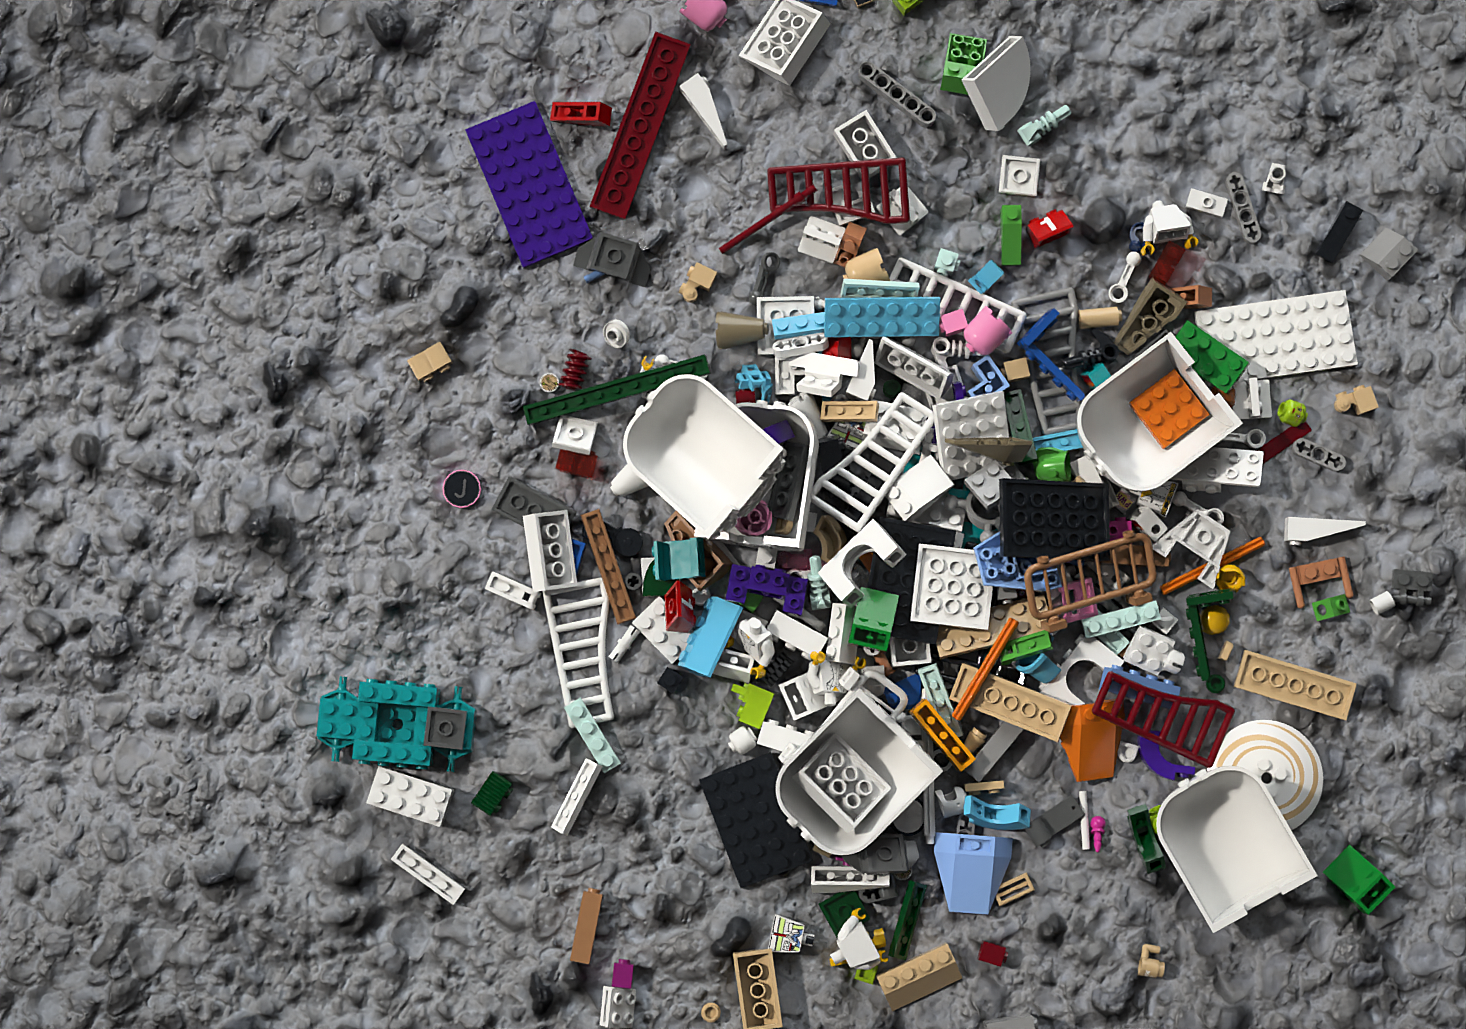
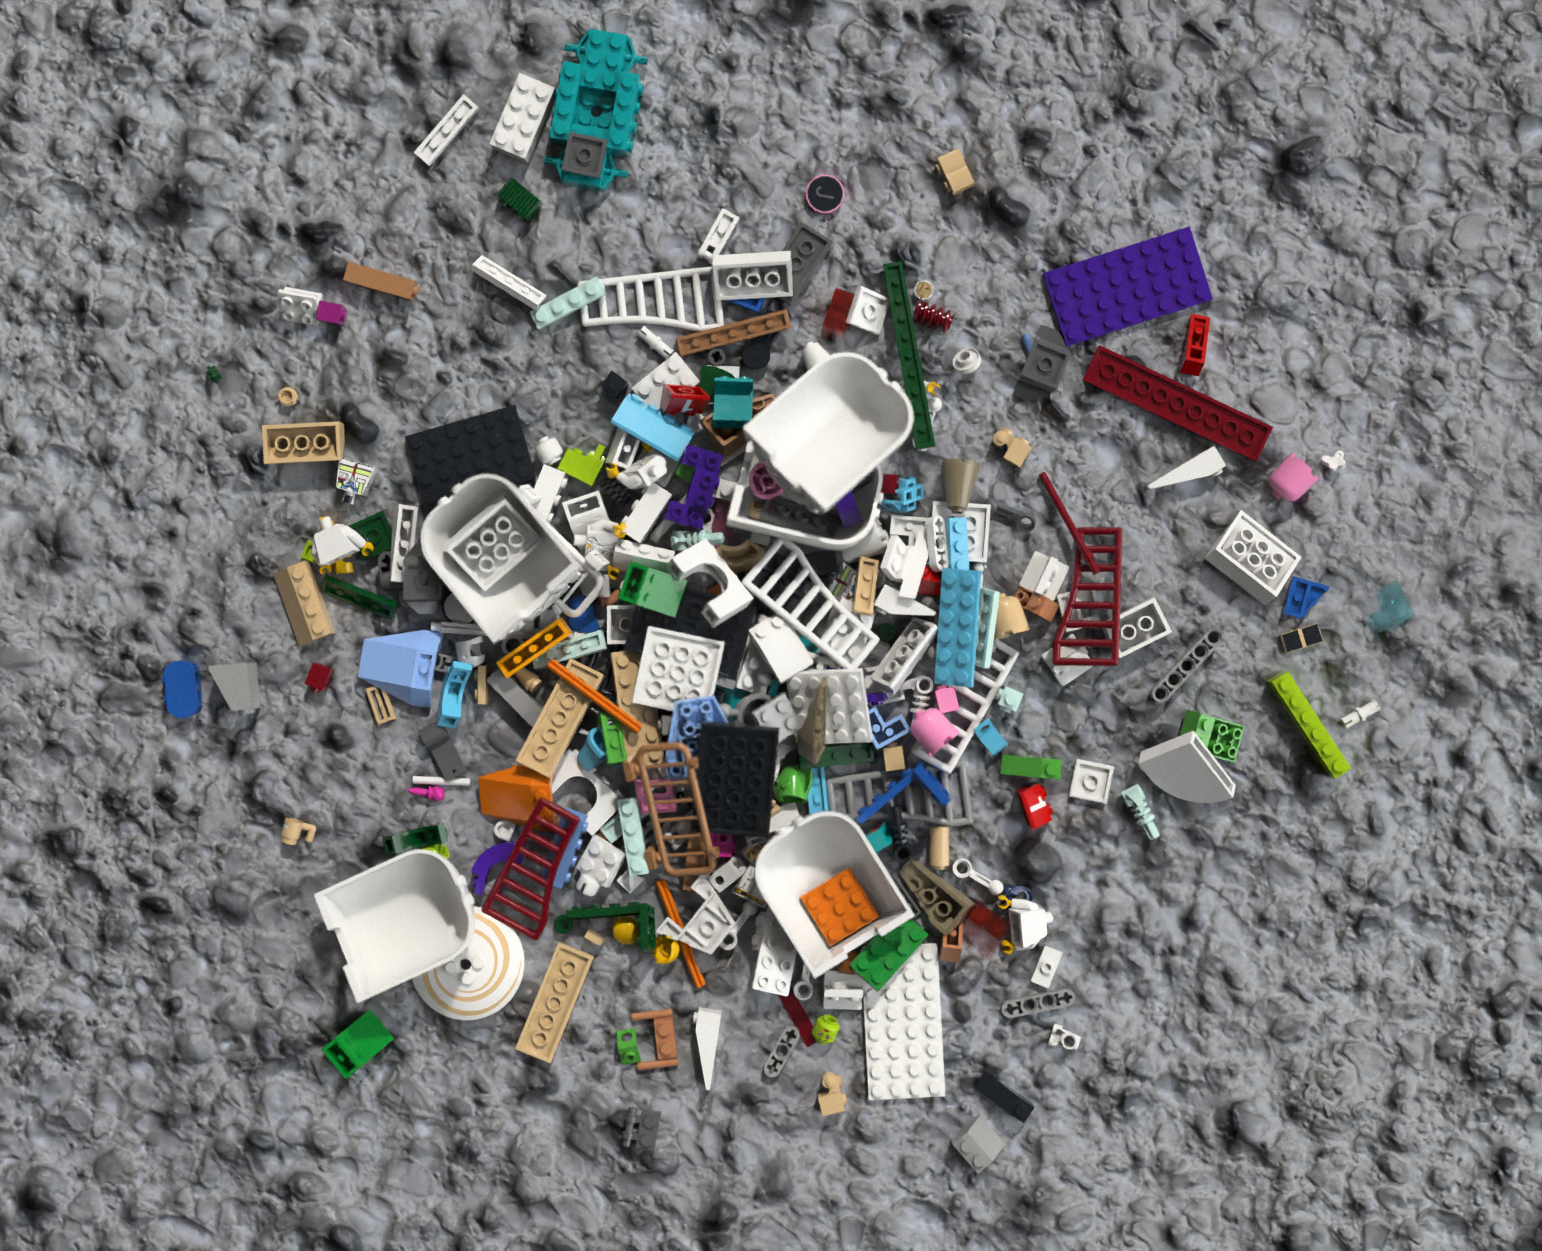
camera: 90 degrees right, 5 degrees up
(1382, 603) = (628, 1097): white beam -> none

